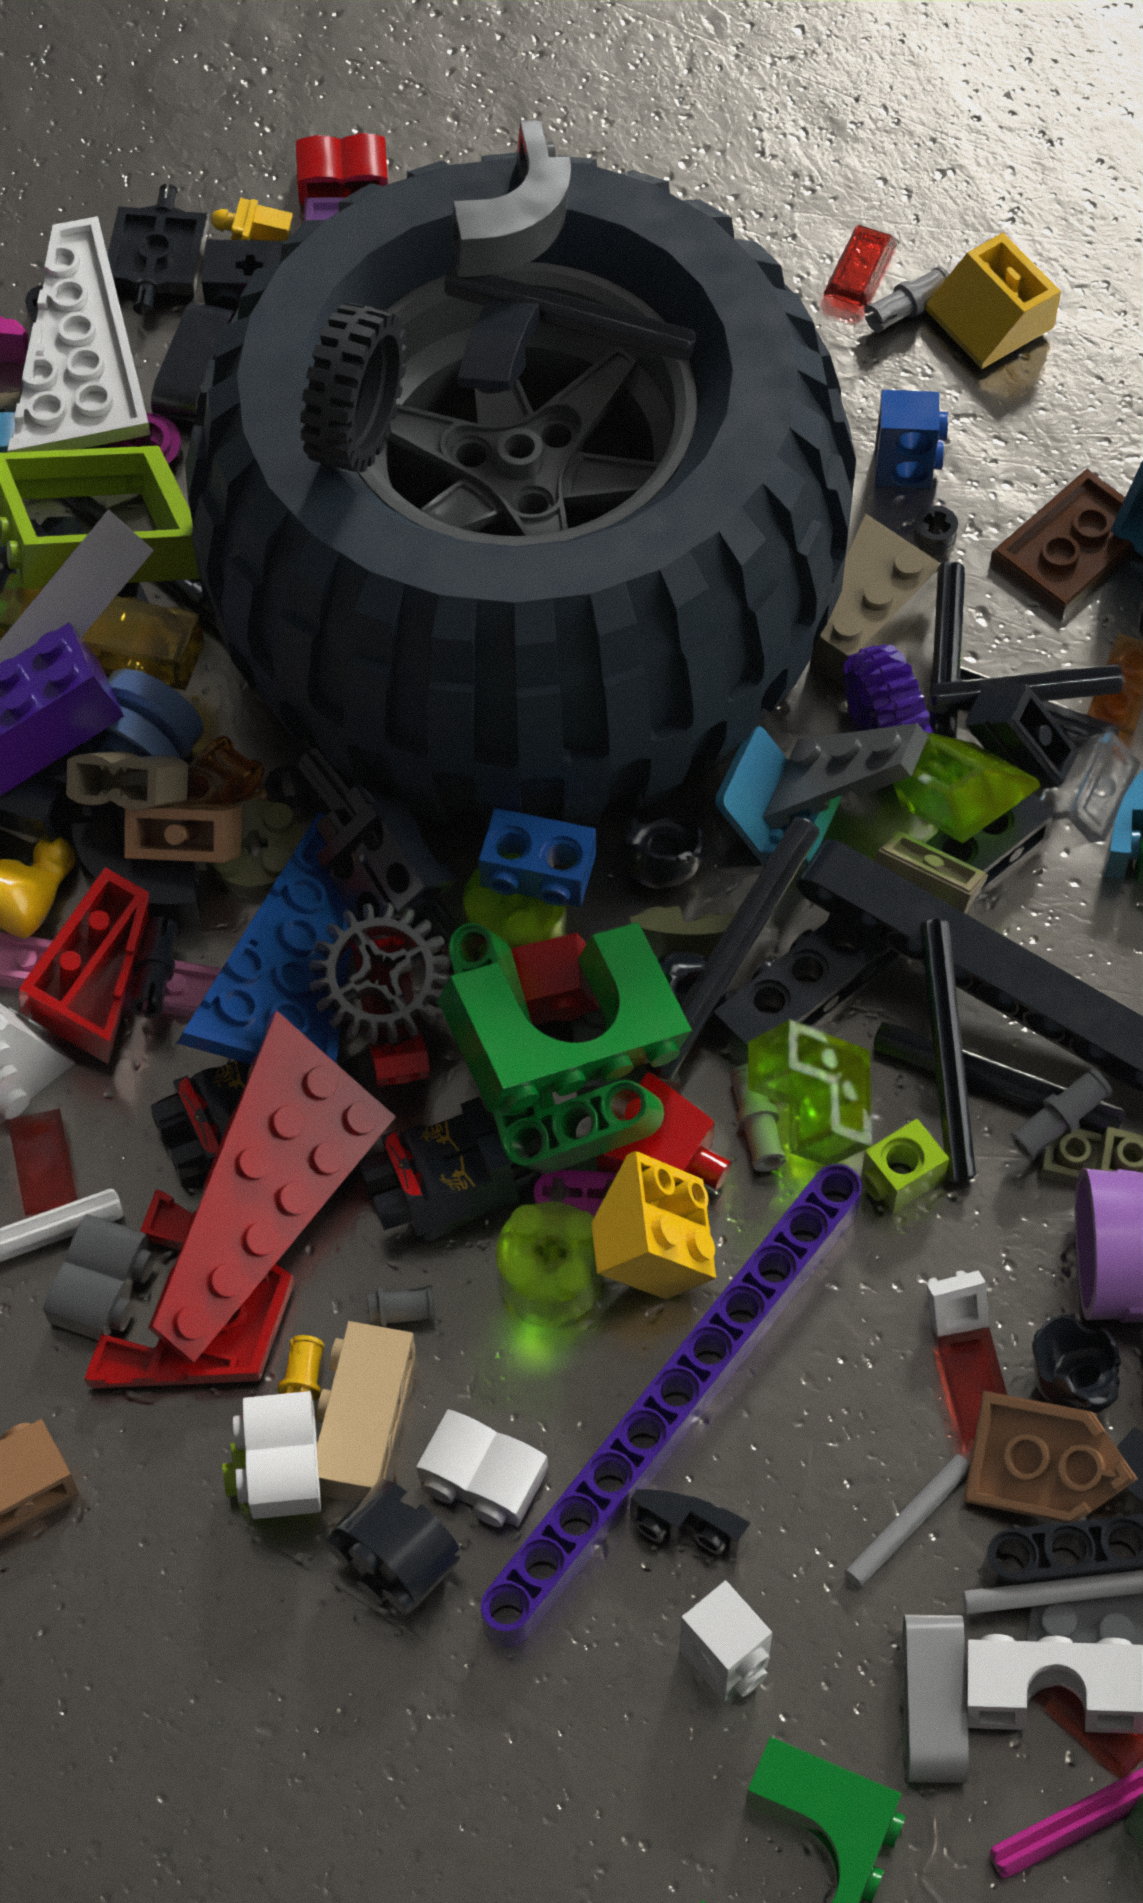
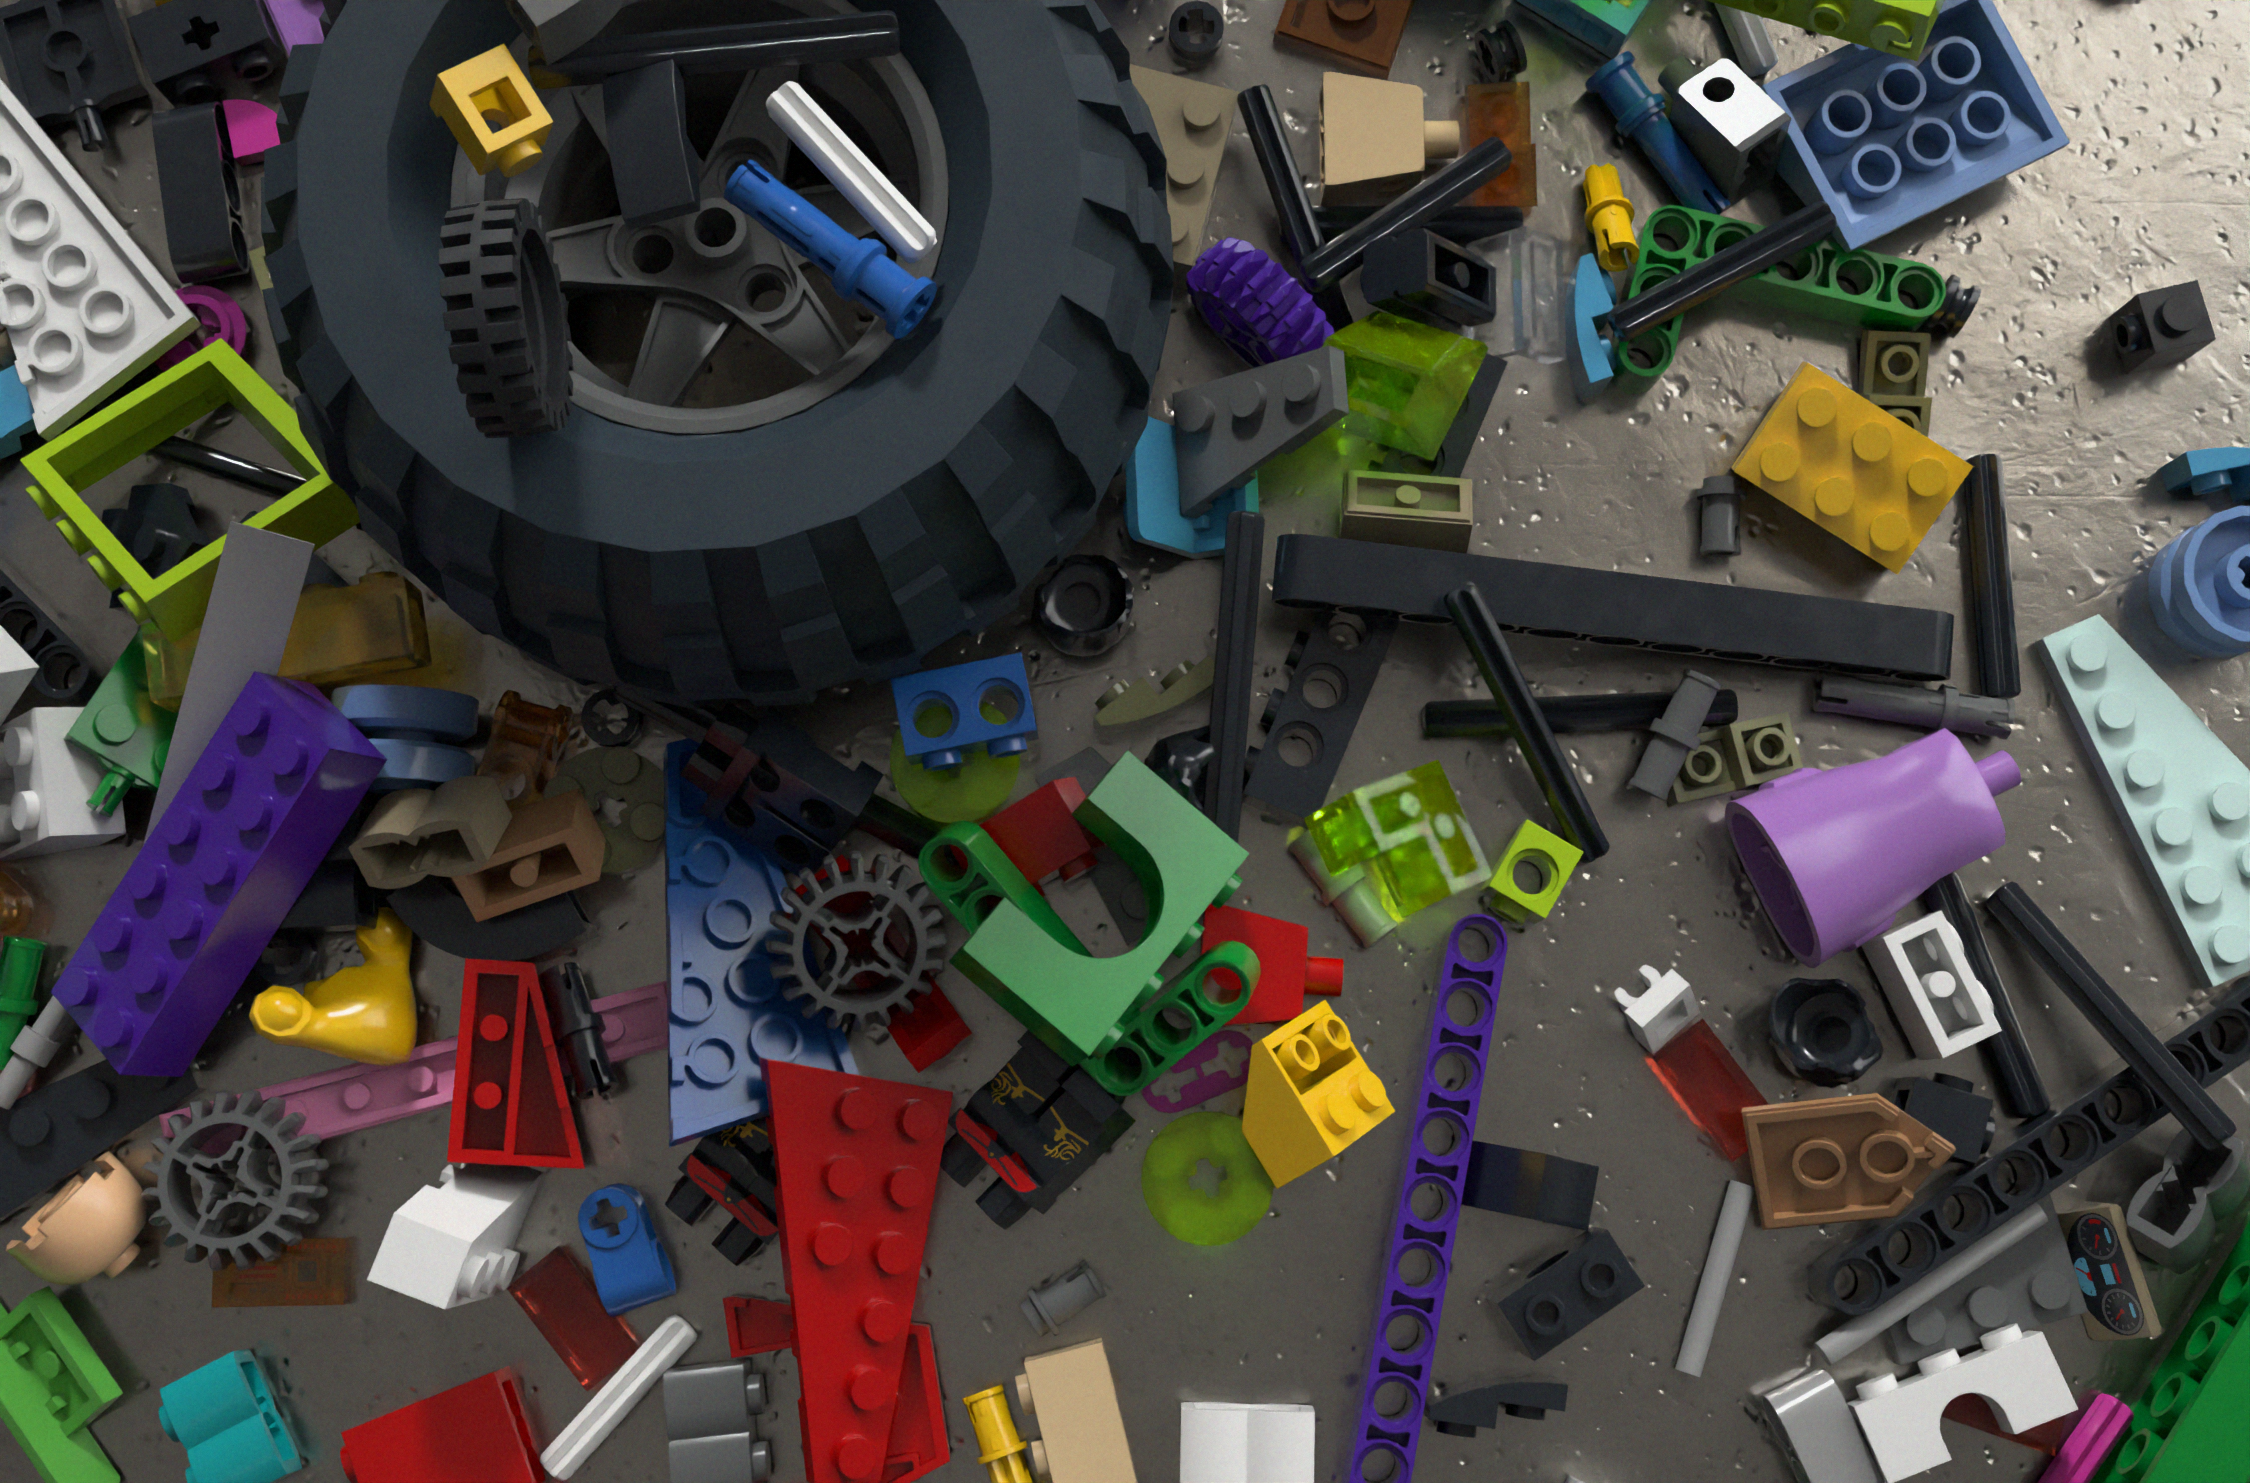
camera: 30 degrees left, 20 degrees up
(104, 1134) = (627, 1264): none -> blue piece
(410, 287) = (497, 91): none -> yellow brick
(592, 462) = (856, 266): none -> blue pin
(619, 412) = (851, 172): none -> white axle
(782, 1465) = (1565, 1292): none -> black brick
(798, 1386) = (1530, 1185): none -> black slope
(1030, 636) = (1375, 138): none -> tan torso

